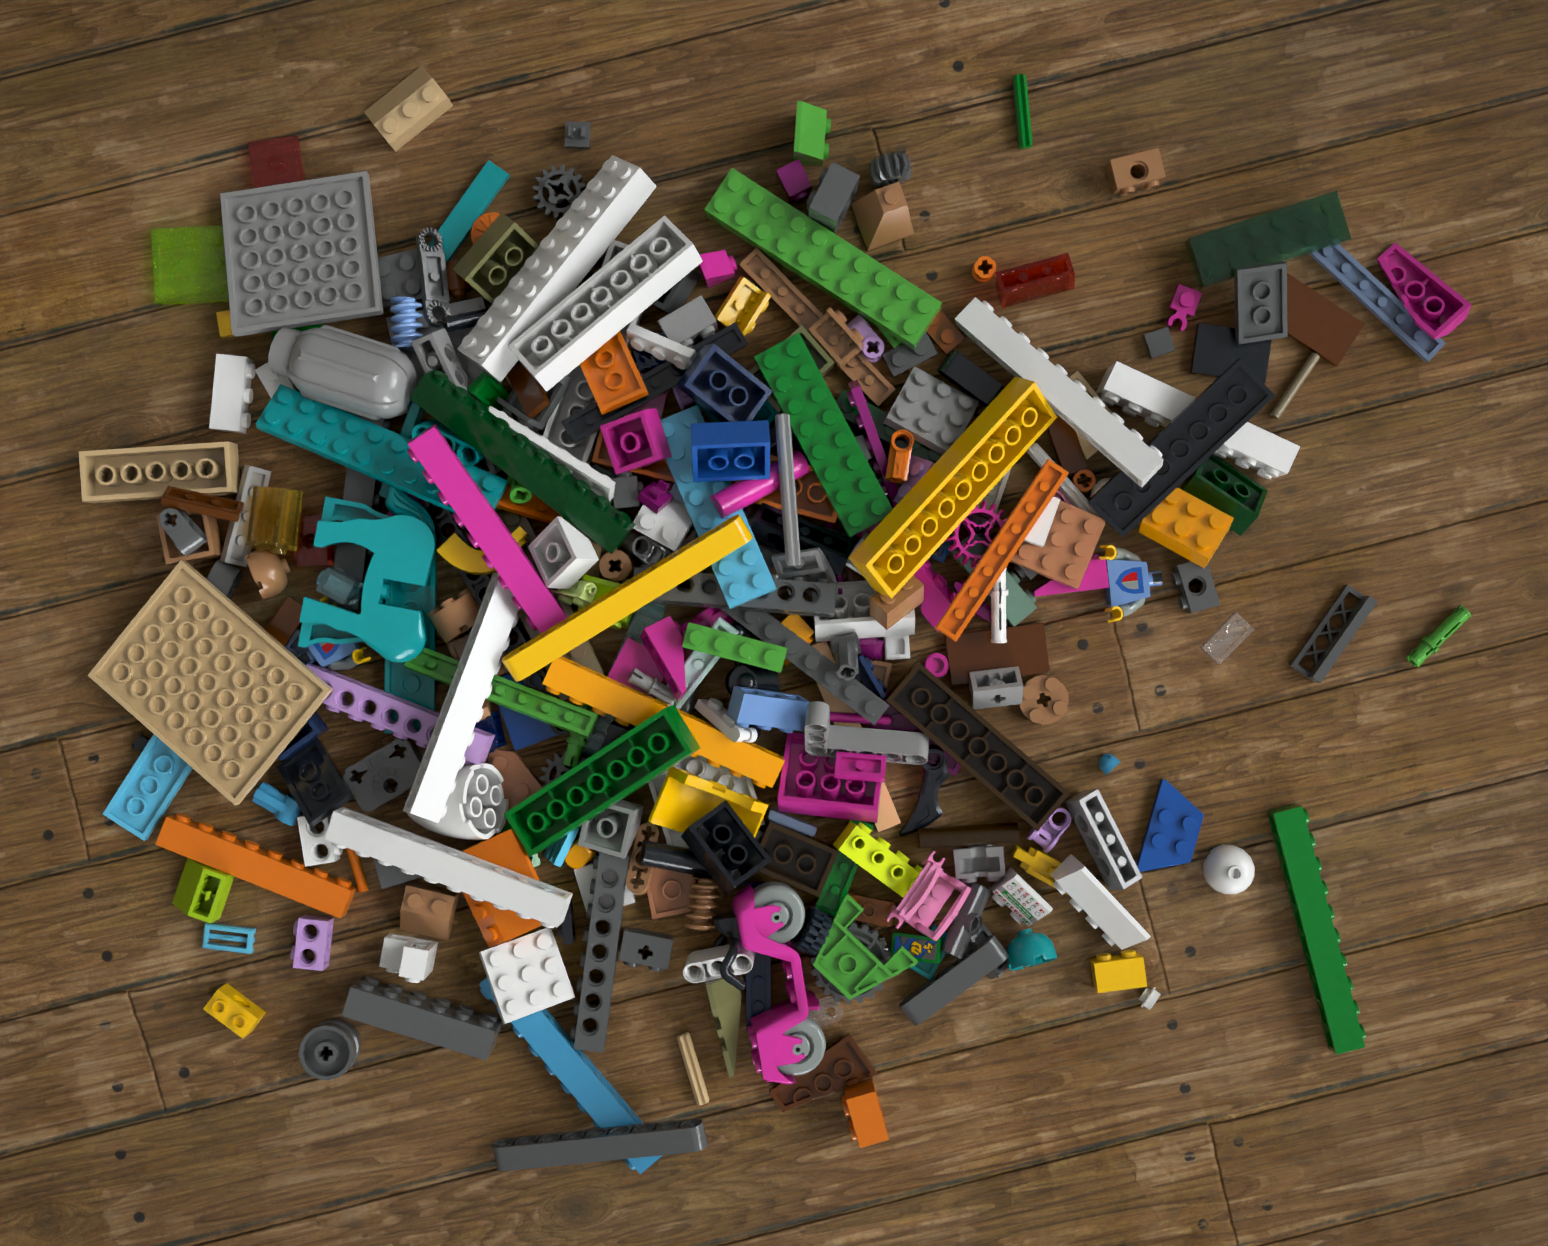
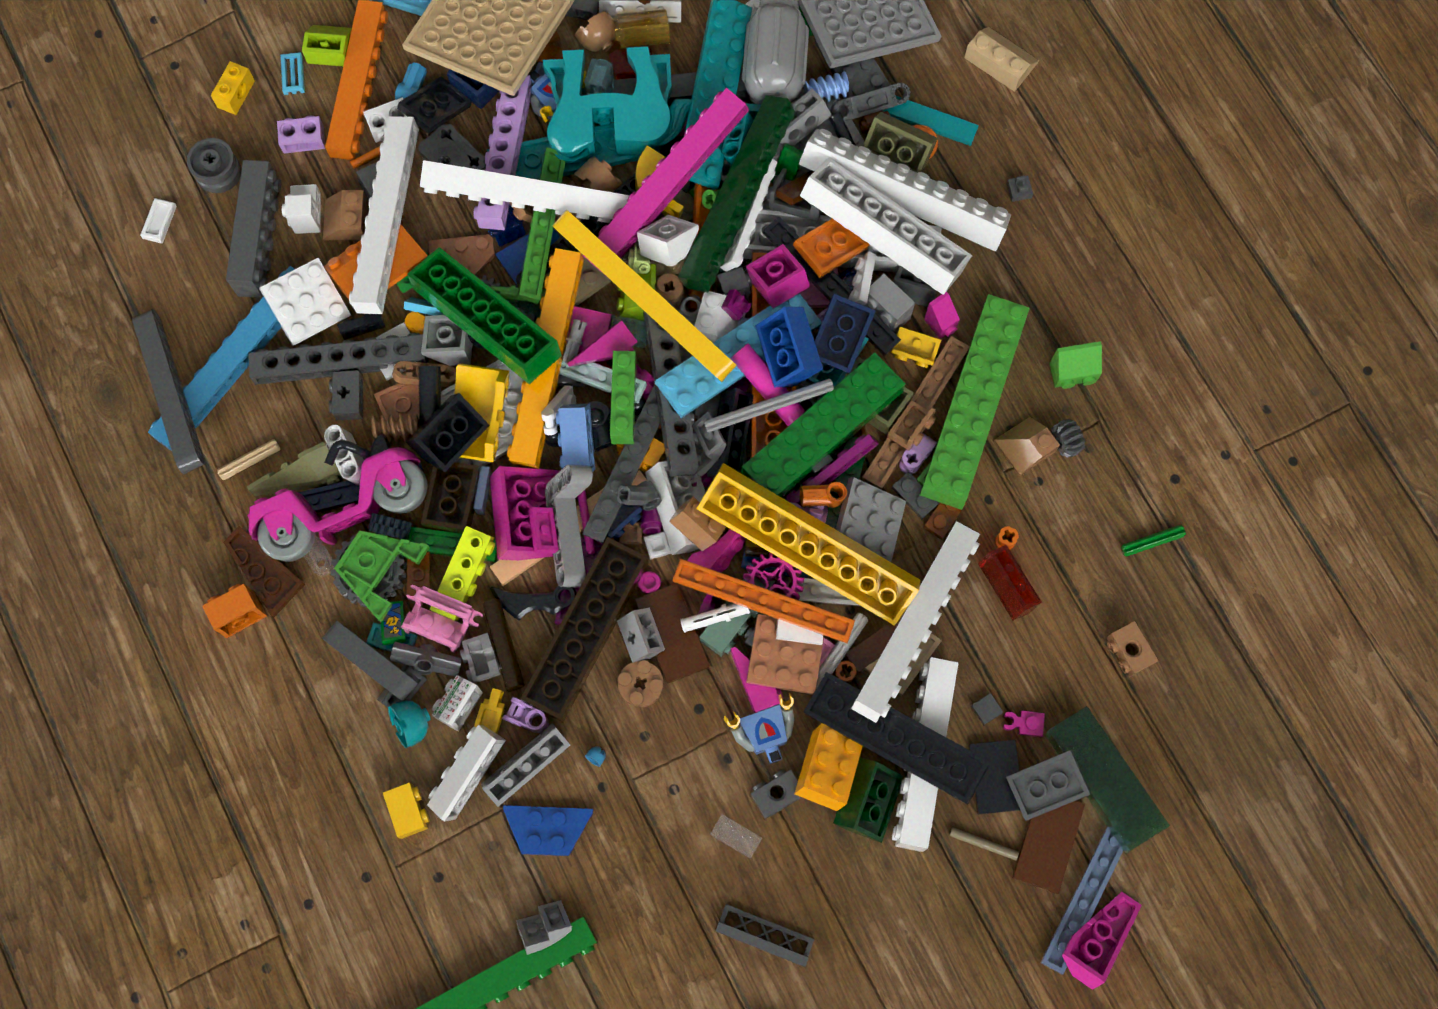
camera: 75 degrees right, 15 degrees down
(380, 1122) = (158, 220): none -> white tile
(474, 807) = (442, 221): white cylinder -> none
(564, 183) = (979, 181): dark grey gear -> none
(794, 181) = (1034, 364): magenta brick -> none
(833, 197) = (1027, 391): dark grey brick -> none
(970, 378) = (910, 546): black beam -> none
(1149, 997) = (387, 846): white plate -> none
(1228, 869) = (522, 892): white cylinder -> none
(1274, 855) = (545, 928): none -> light grey slope

